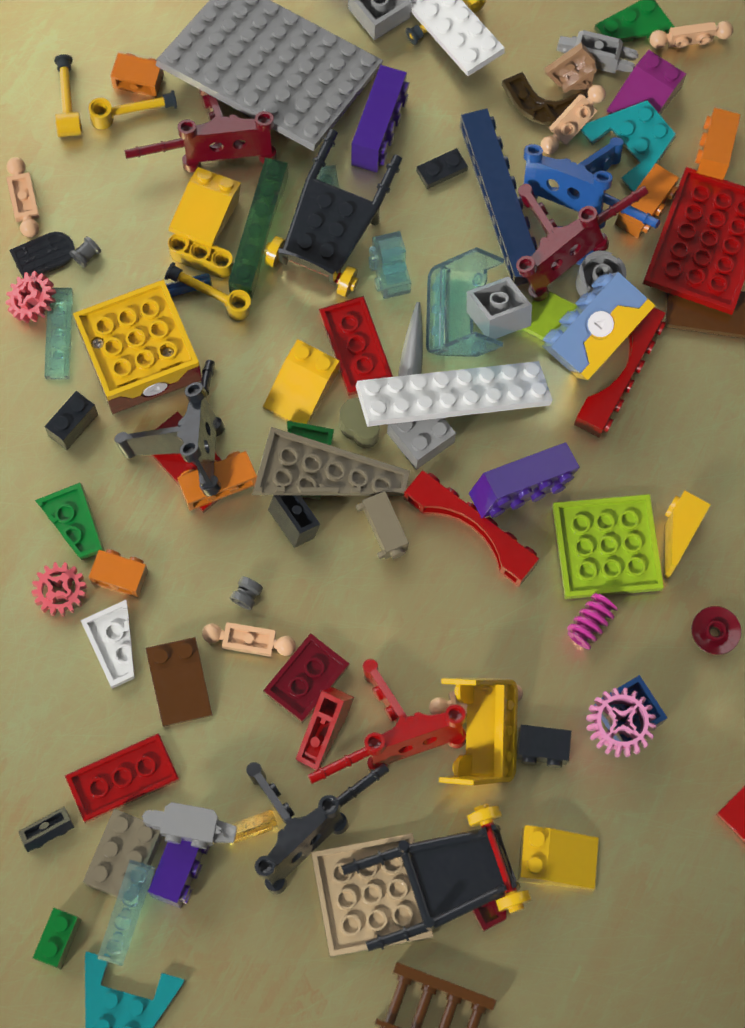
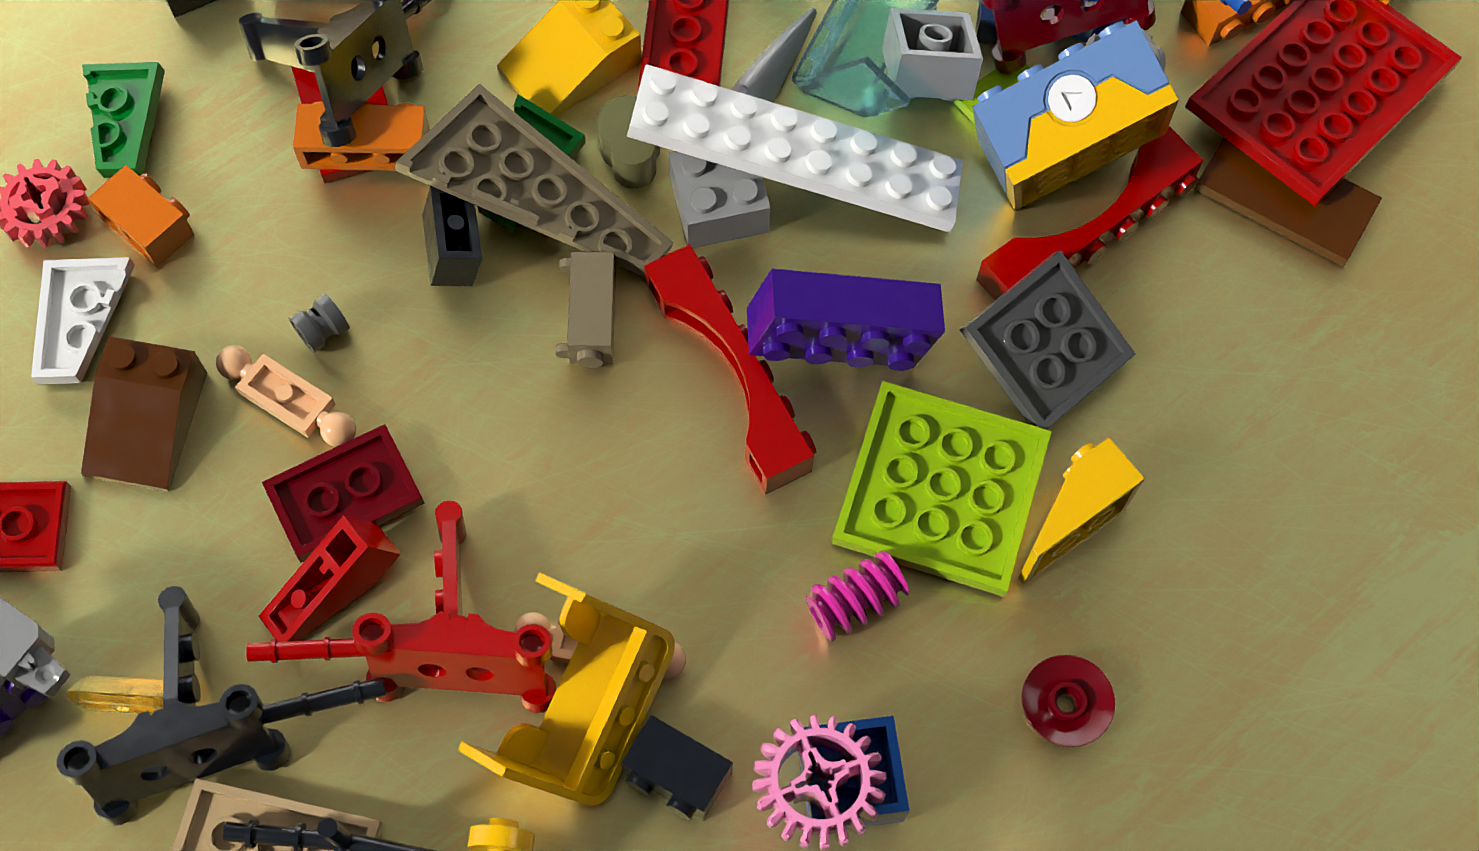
camera: 25 degrees right, 5 degrees down
(628, 447) = (1047, 341): none -> dark grey plate

